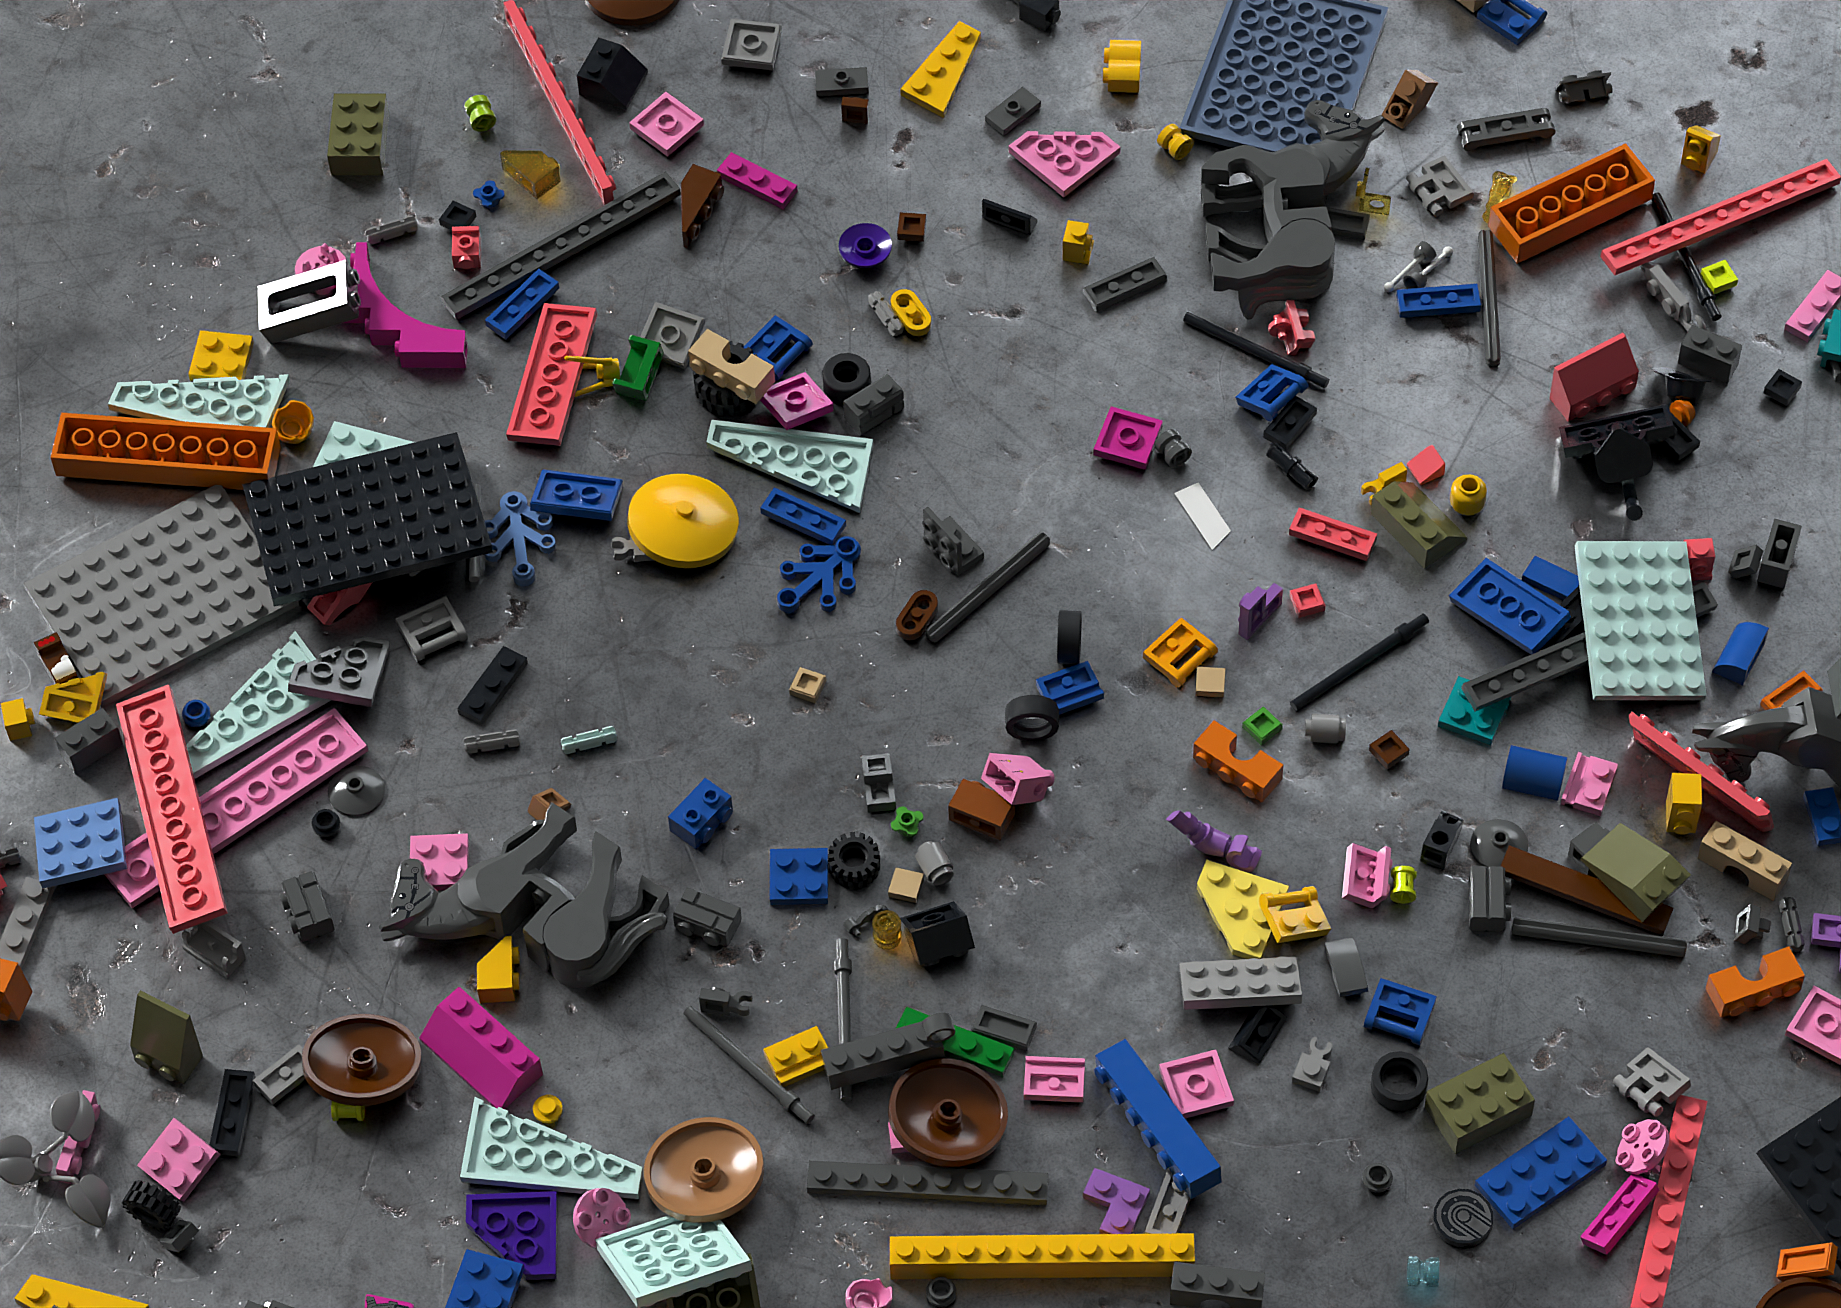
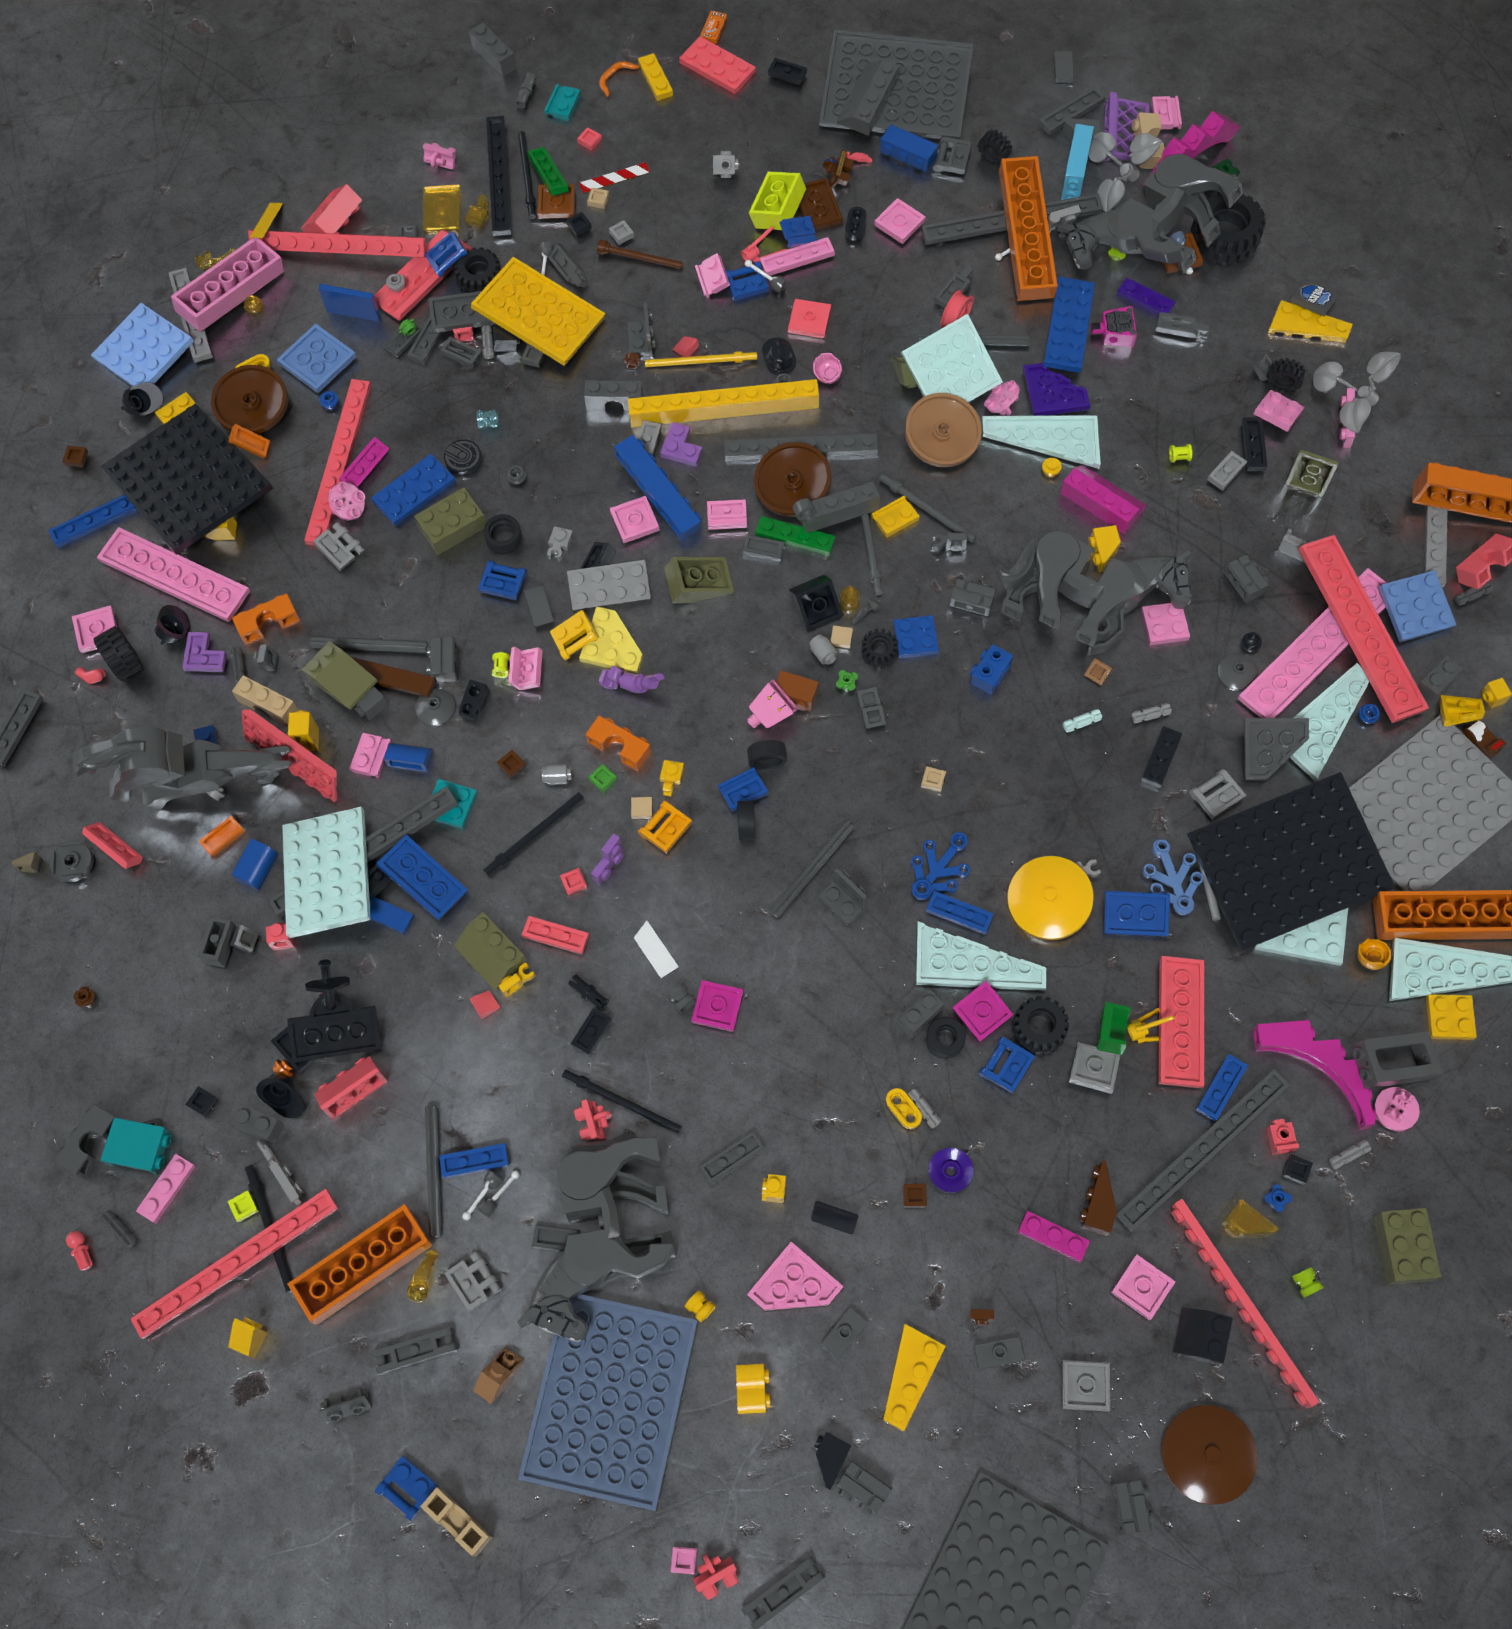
camera: 175 degrees right, 10 degrees up
(361, 1059) = (1180, 476): reddish brown dish -> none
(748, 379) = (1023, 1000): tan arch -> none
(916, 617) = (861, 839): reddish brown plate -> none
(1106, 980) = (698, 578): none -> olive slope
(1167, 720) = (670, 775): none -> yellow plate
(1266, 387) = (611, 1060): blue plate -> none
(1366, 198) = (538, 1268): clear yellow bracket -> none
(1468, 494) = (451, 972): yellow head -> none

